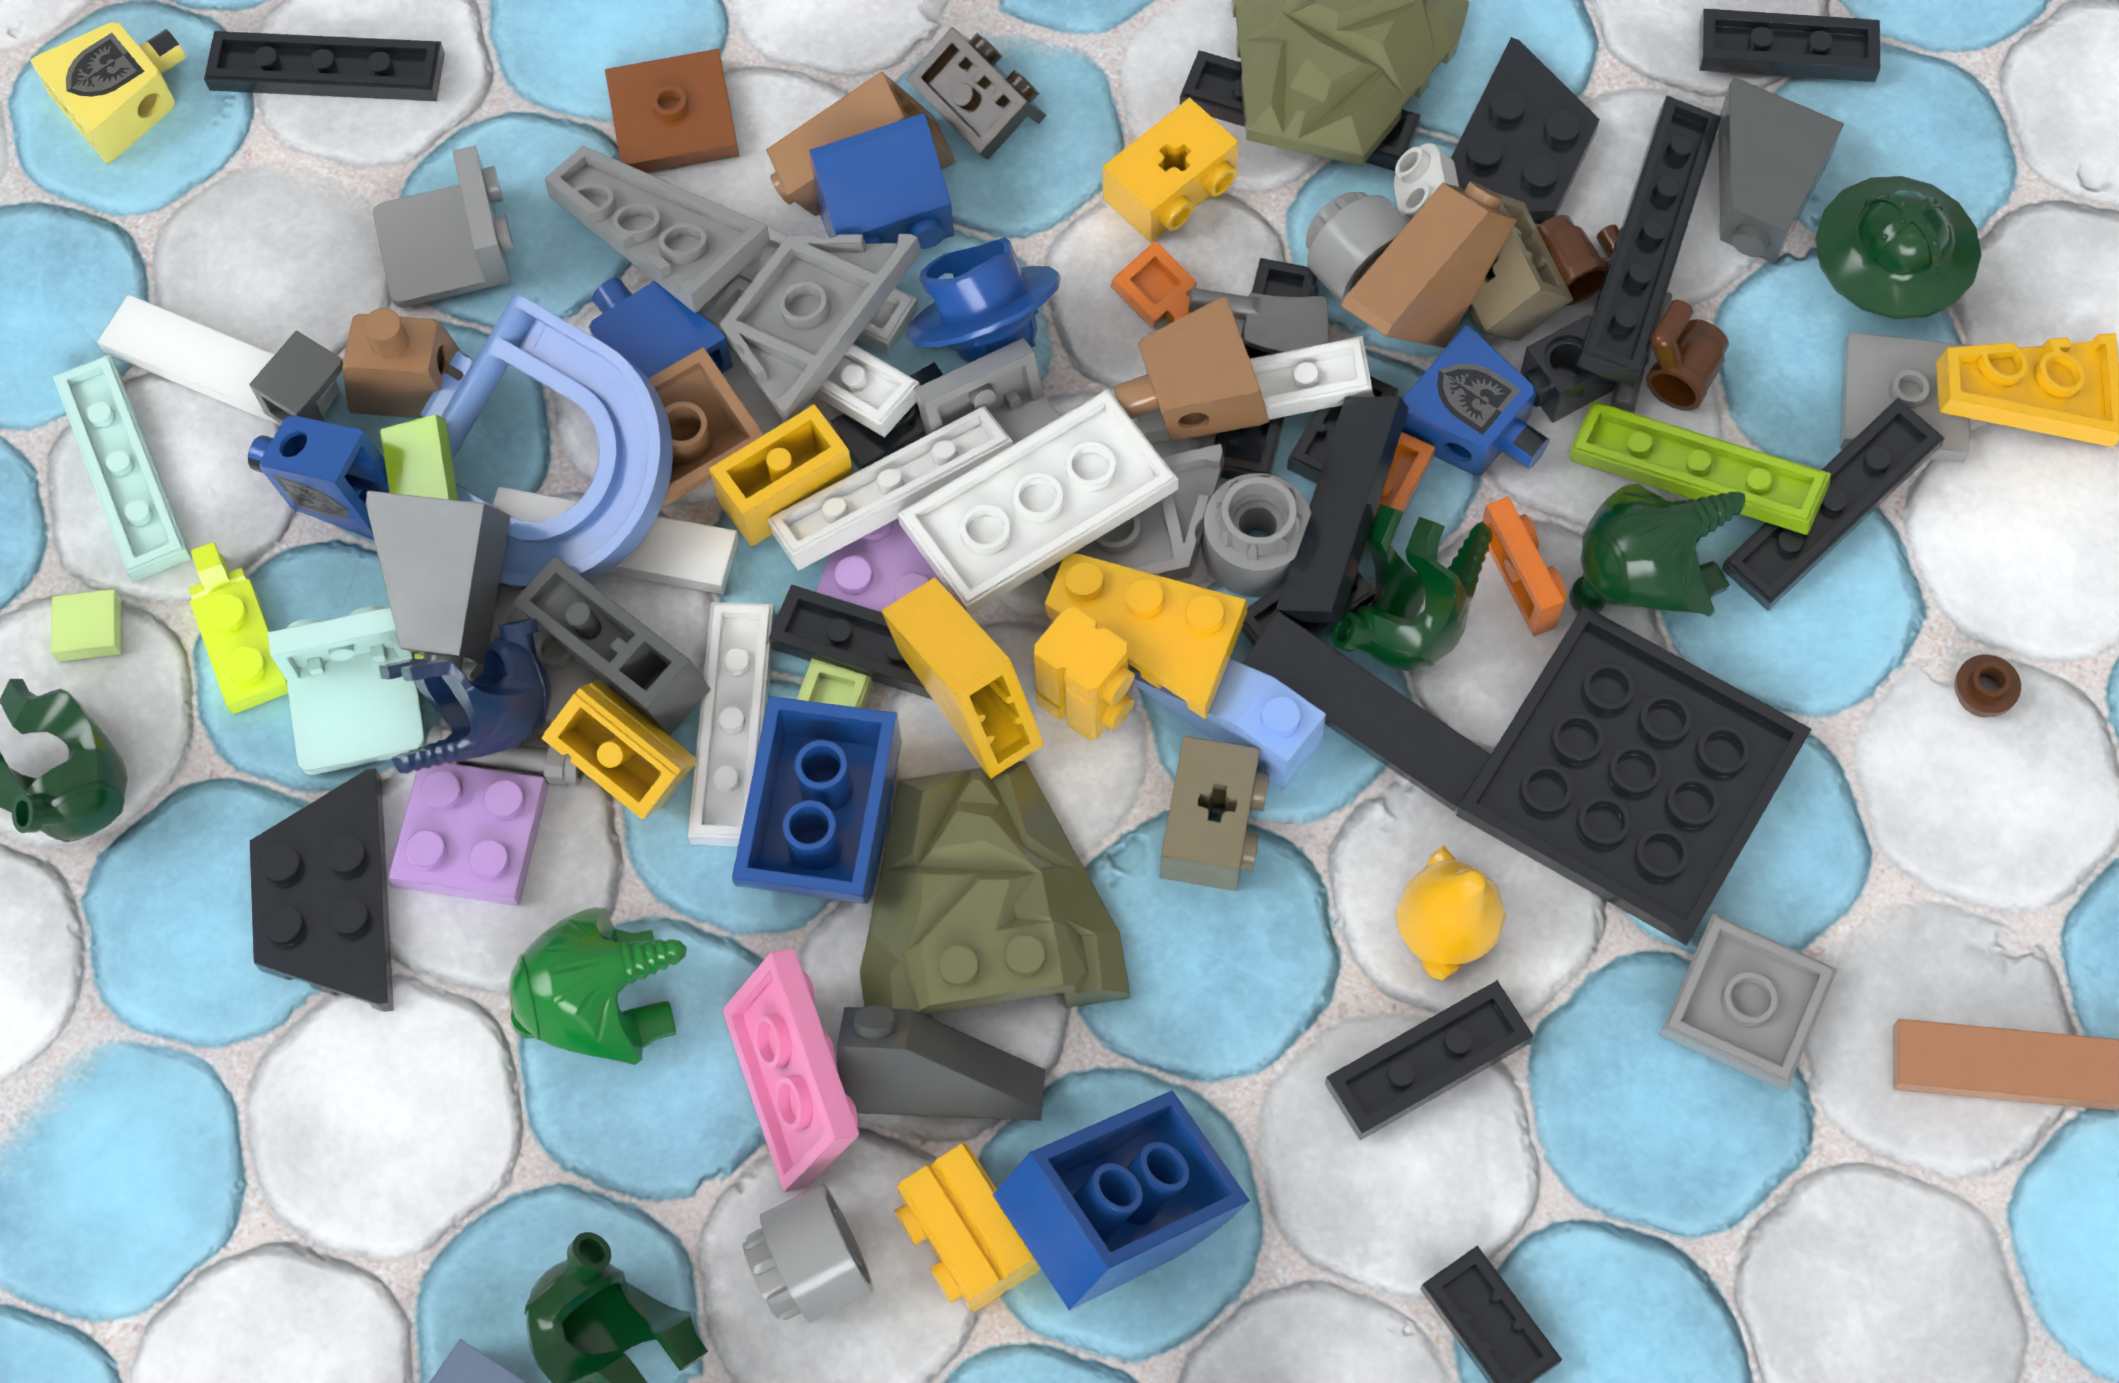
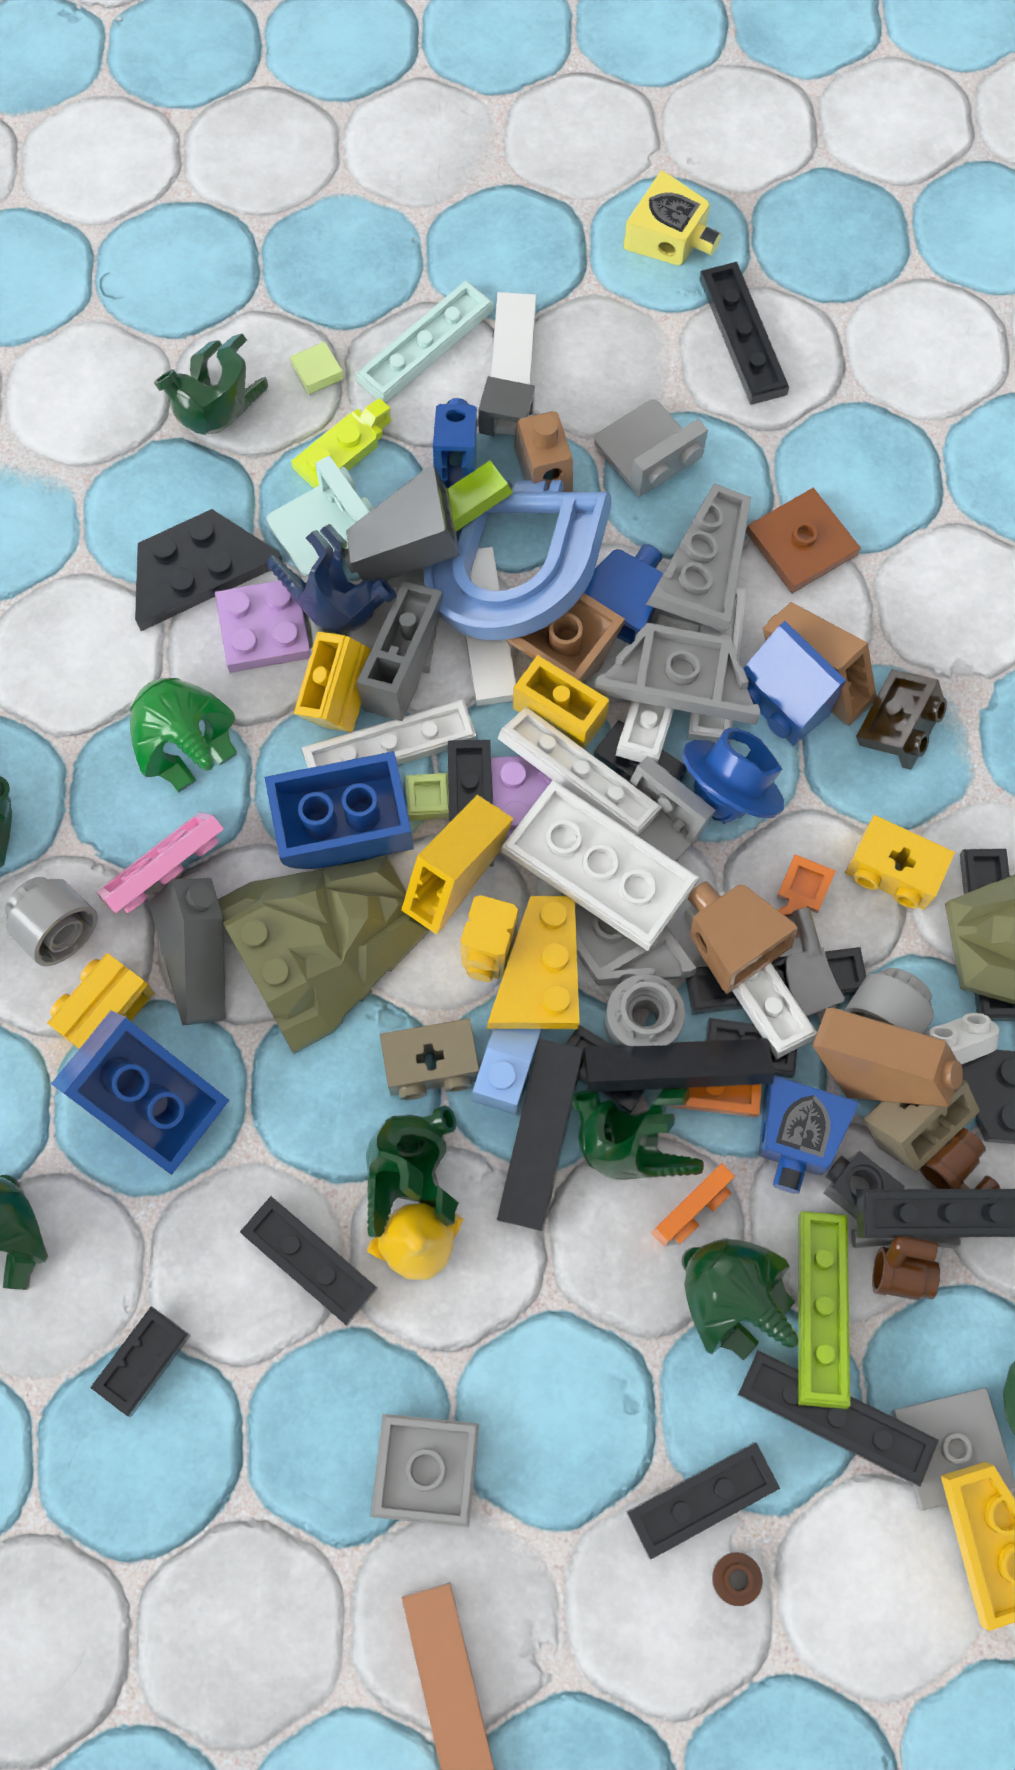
camera: 65 degrees right, 5 degrees up
(1349, 892) = (404, 1166): none -> dark green piece
(1634, 774) = (568, 1336): black plate -> none
(1885, 689) = (702, 1500): none -> black plate

